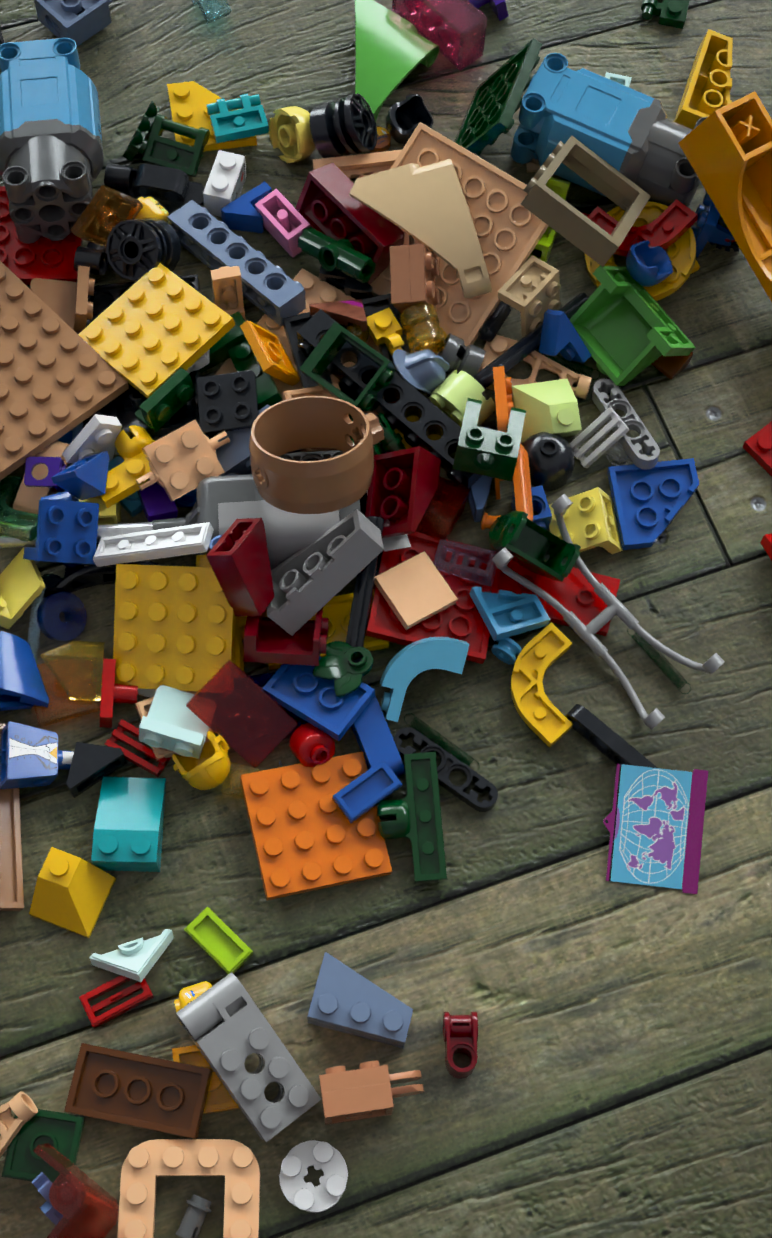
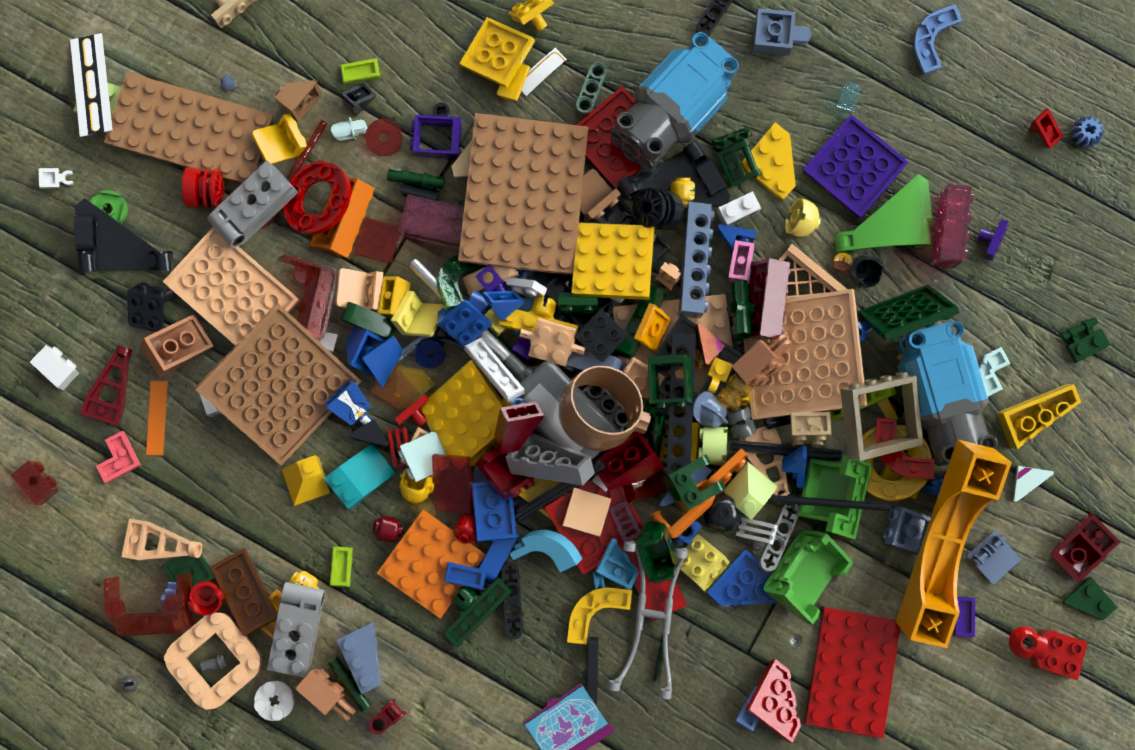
camera: 50 degrees right, 15 degrees up
(99, 1147) = (205, 598): none -> red cap
(104, 213) = (656, 176): clear orange plate -> none
(118, 1010) = (293, 548): red tile -> none
(134, 957) = (302, 536): light aqua tile -> none
(223, 842) = (387, 528): none -> dark red head
(237, 118) = (780, 185): teal plate -> none
(289, 52) = (855, 166): none -> dark purple plate
(339, 666) = (512, 511): dark green plate -> none
(343, 127) = (824, 244): black wheel -> none
(386, 1055) = (343, 676): none -> dark green pin
(432, 210) = (801, 341): tan panel -> none
(461, 758) = (525, 590): dark green piece -> none
(595, 372) = (792, 500): none -> black bar
(648, 264) = (880, 476): blue hair -> none
(685, 424) = (806, 572): none -> bright green windscreen
(728, 296) = (906, 529): none -> sand blue plate

